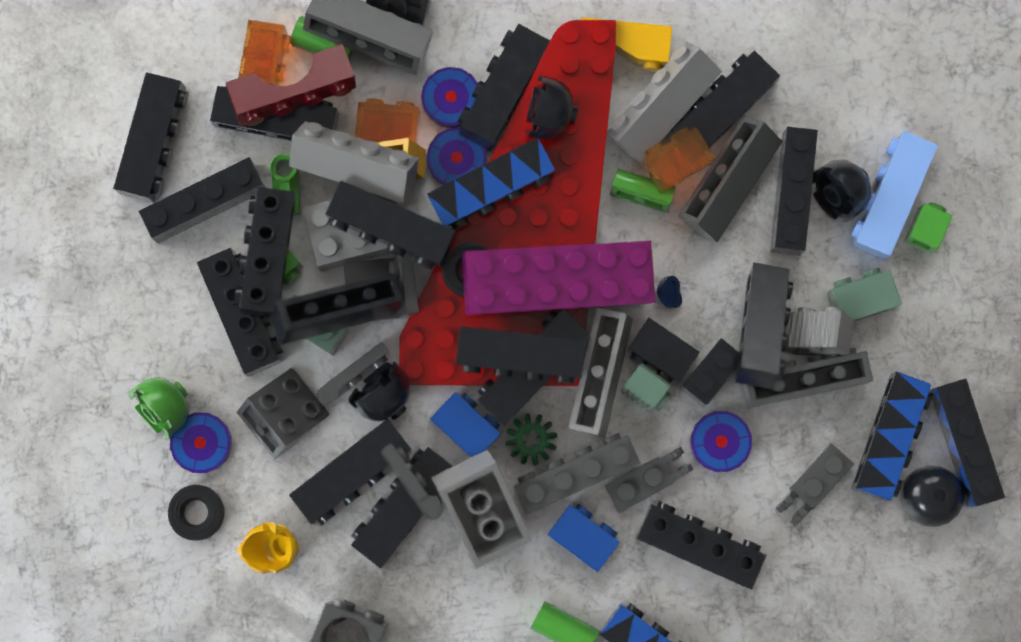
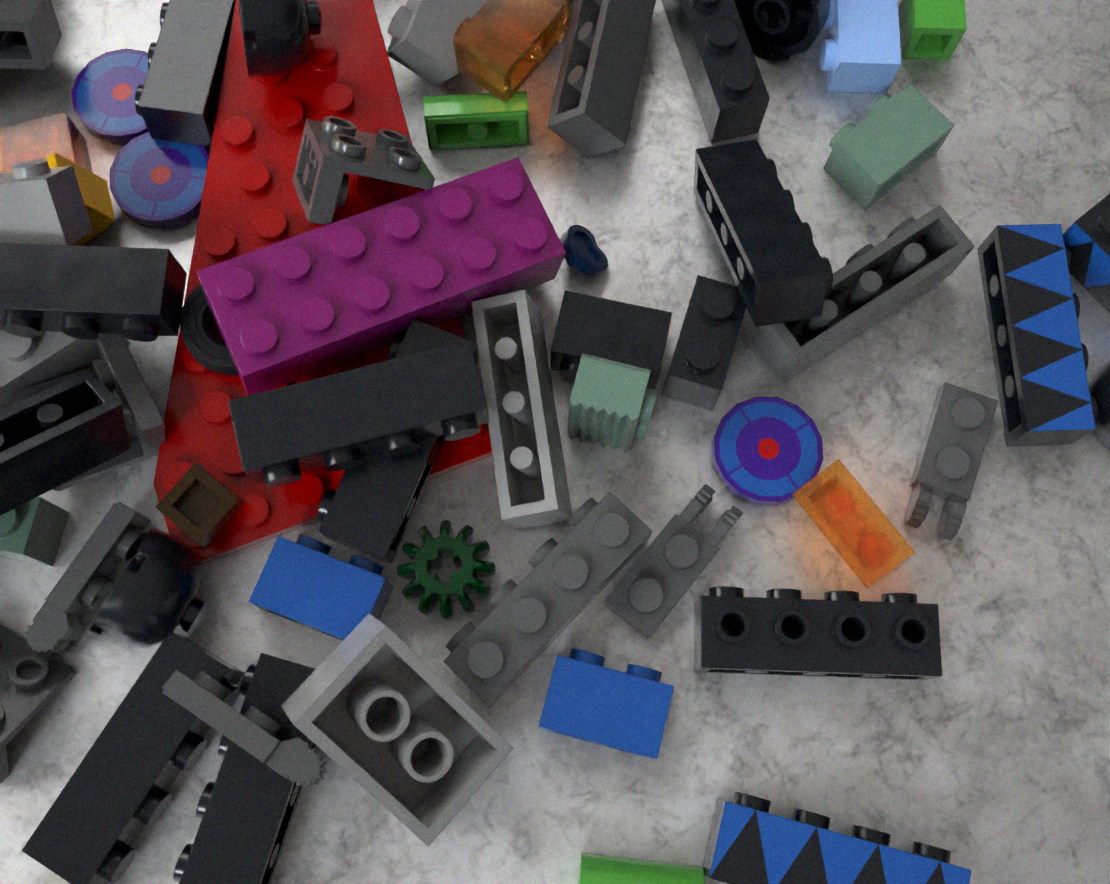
camera: 25 degrees left, 10 degrees down
(422, 360) = (199, 504): none -> dark brown plate
(492, 183) = (217, 170): brick -> none
(565, 208) = (337, 148): none -> dark grey bracket
(744, 499) = (854, 524): none -> clear orange brick
(819, 332) = (854, 206): light grey brick -> none

